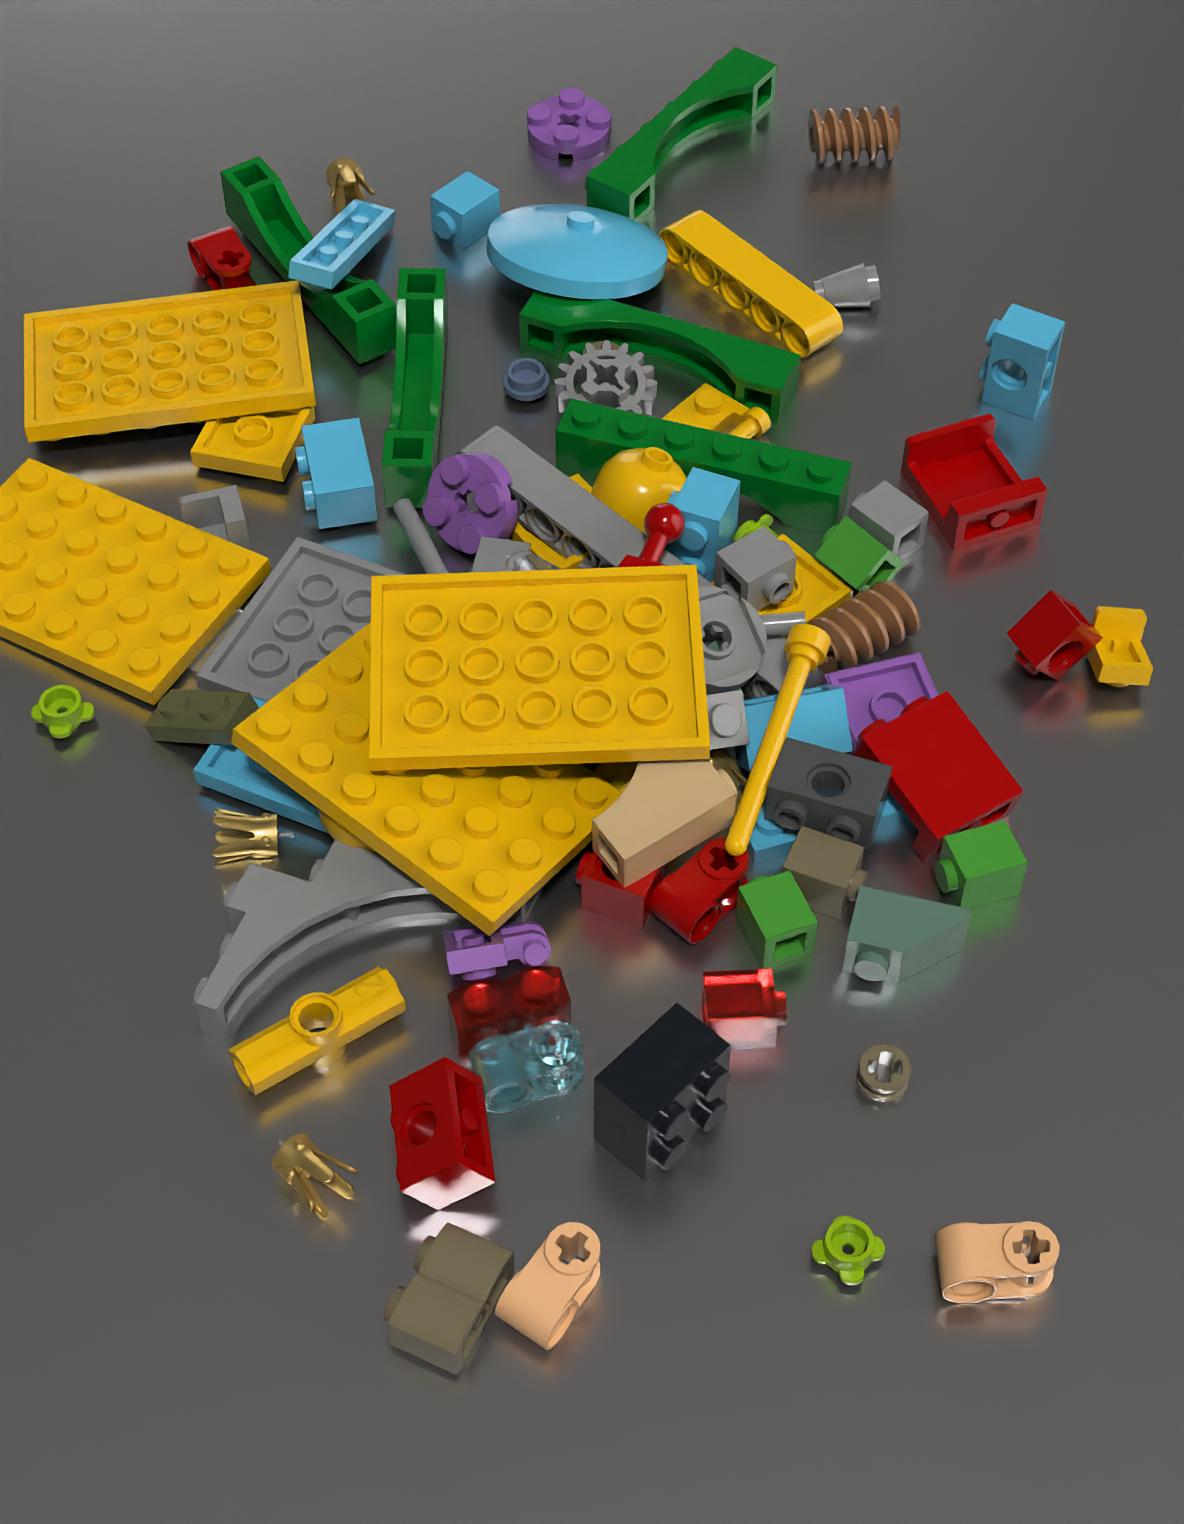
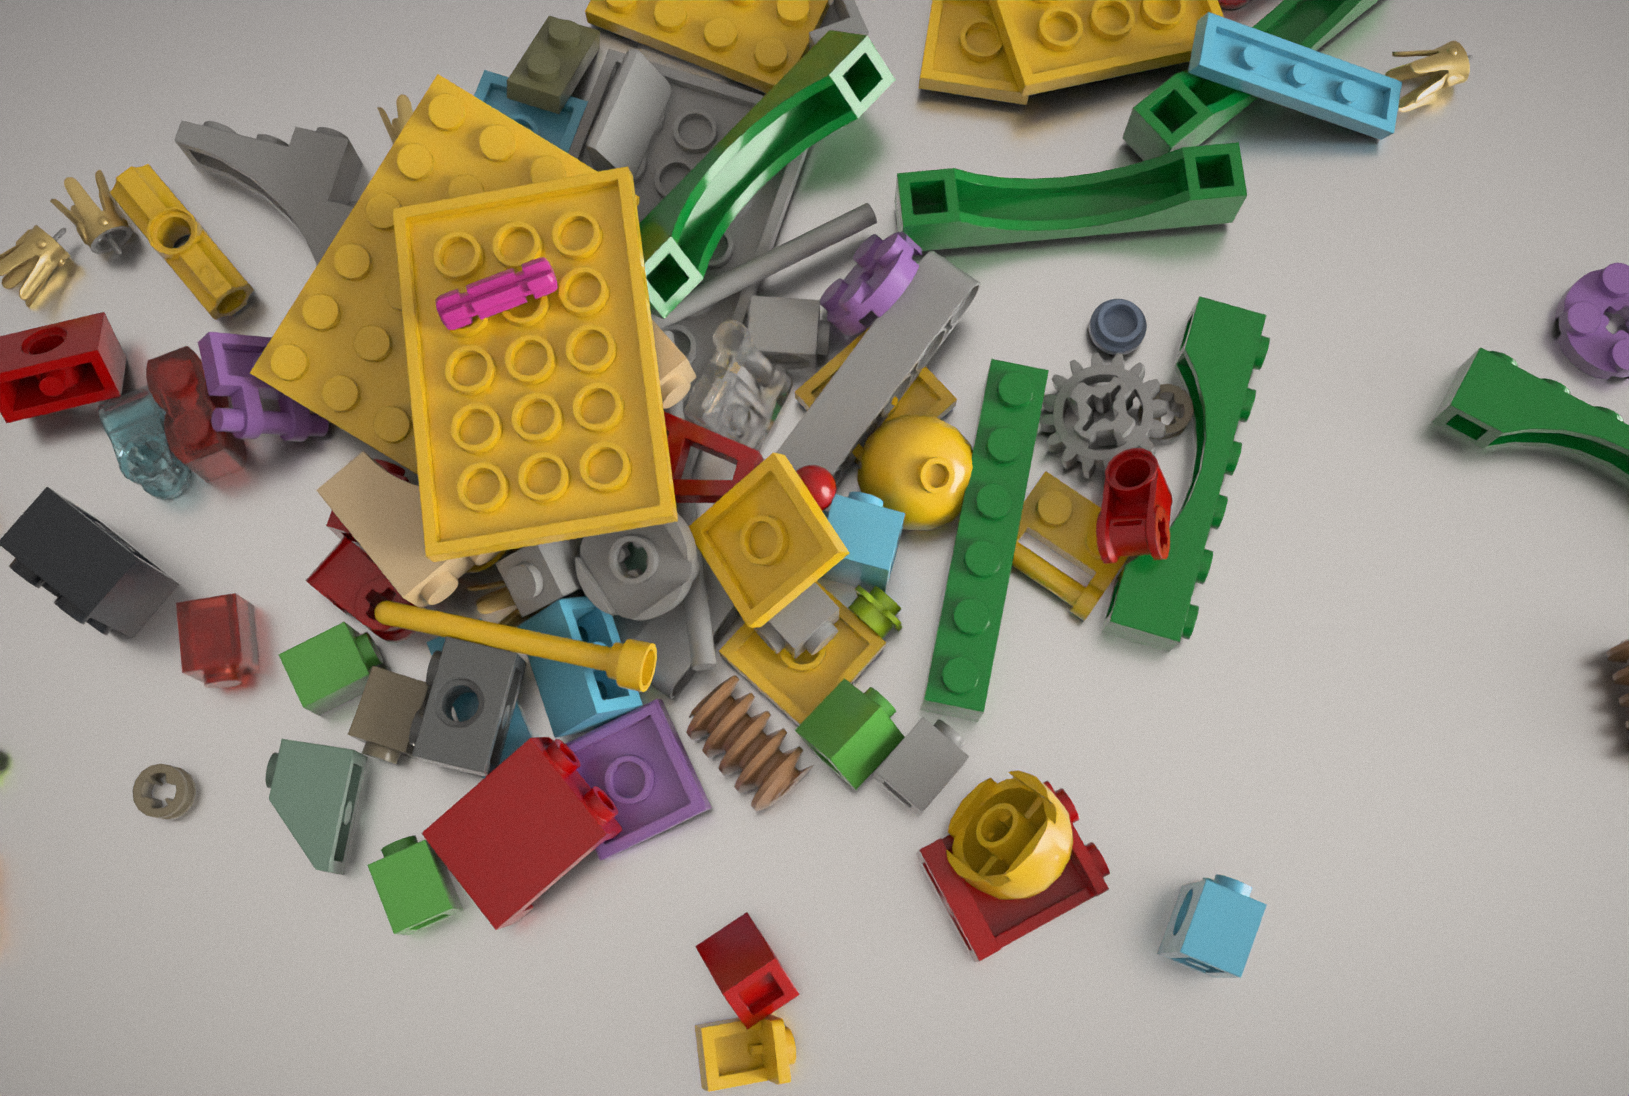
camera: 85 degrees right, 25 degrees up
(267, 652) = (628, 115): none -> light grey slope
(282, 1102) = (97, 228): none -> pearl gold piece
(296, 508) = (814, 99): none -> green arch
(338, 473) = (916, 134): medium azure brick -> none
(464, 209) = (1405, 212): medium azure brick -> none
(477, 668) = (496, 293): none -> dark pink axle
(576, 251) = (1341, 354): medium azure dish -> none
(702, 361) = (1134, 508): none -> red piece
(716, 532) = (767, 540): none -> yellow plate
(751, 283) = (1334, 576): yellow beam -> none
(850, 287) = (1348, 704): light grey cone -> none
(951, 453) = (1010, 837): none -> yellow cylinder

